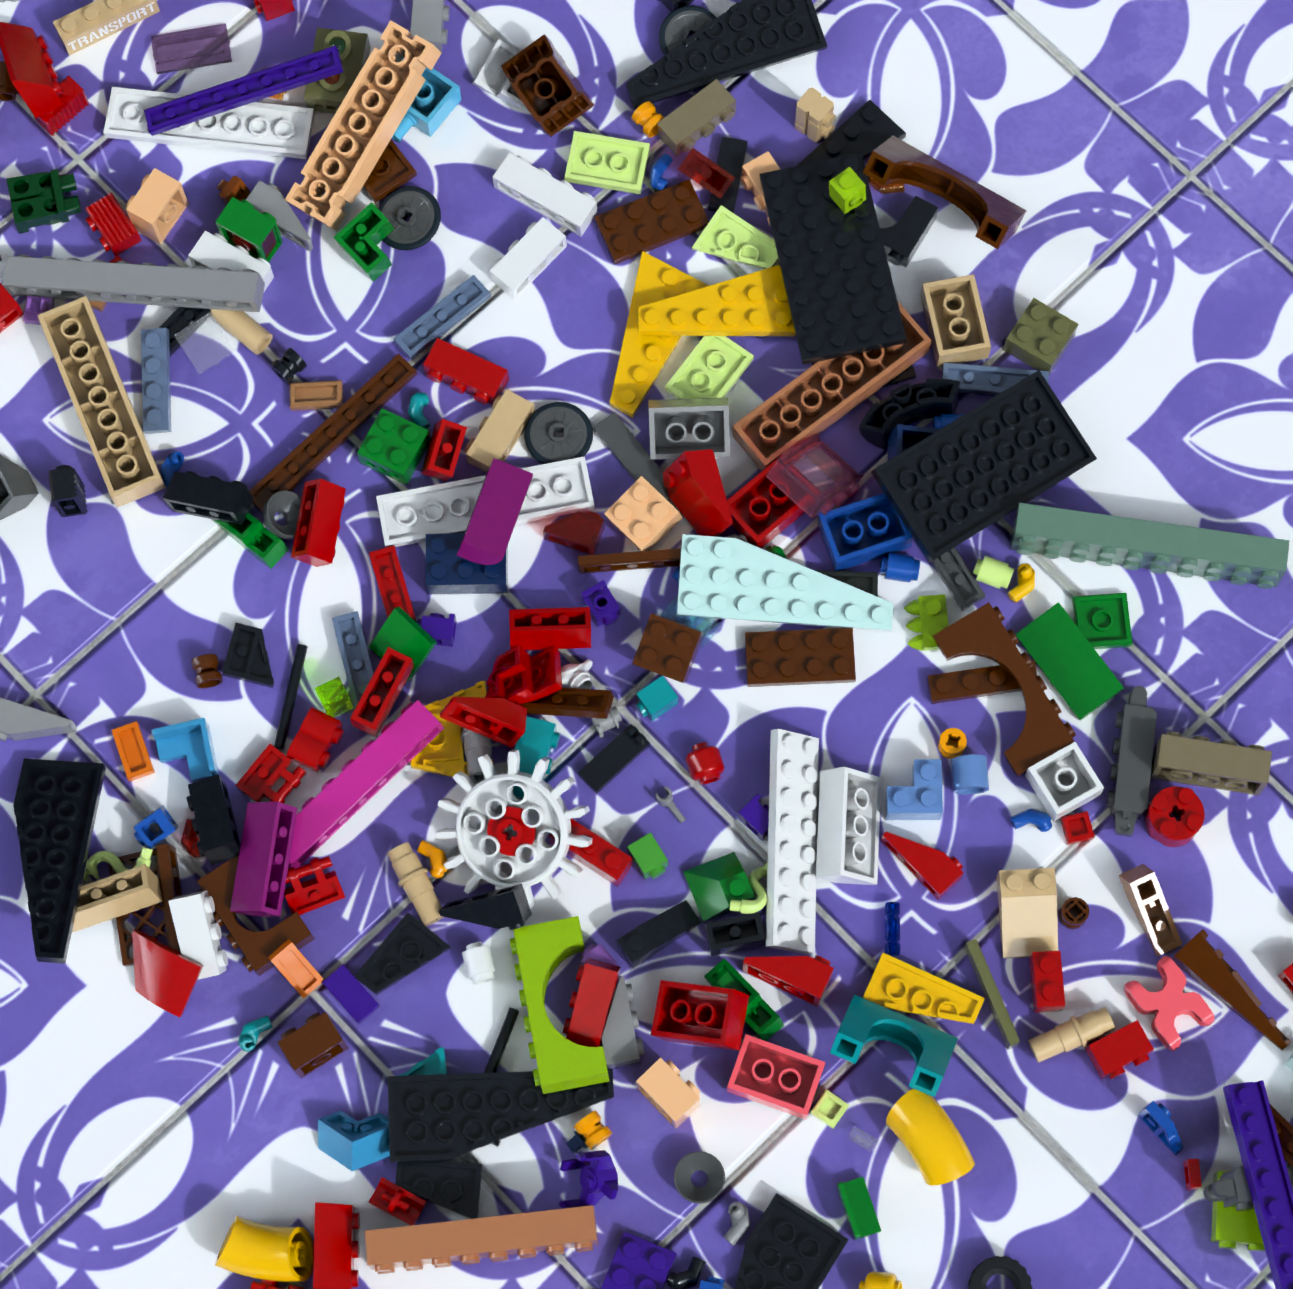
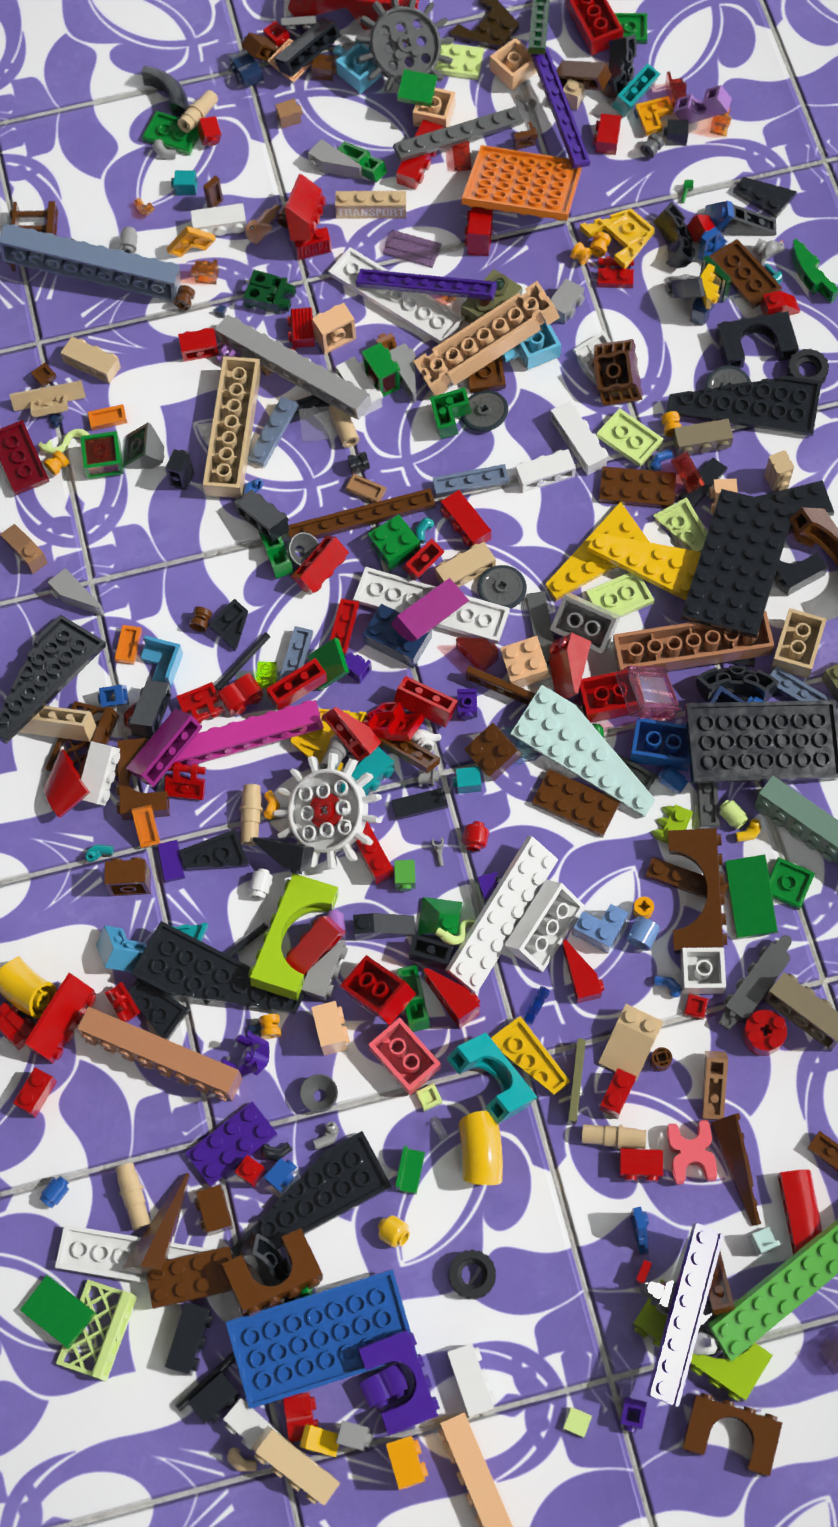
camera: 30 degrees right, 5 degrees down
(114, 861) = (61, 700): yellowish green animal -> none
(847, 190) = (770, 523): lime brick -> none

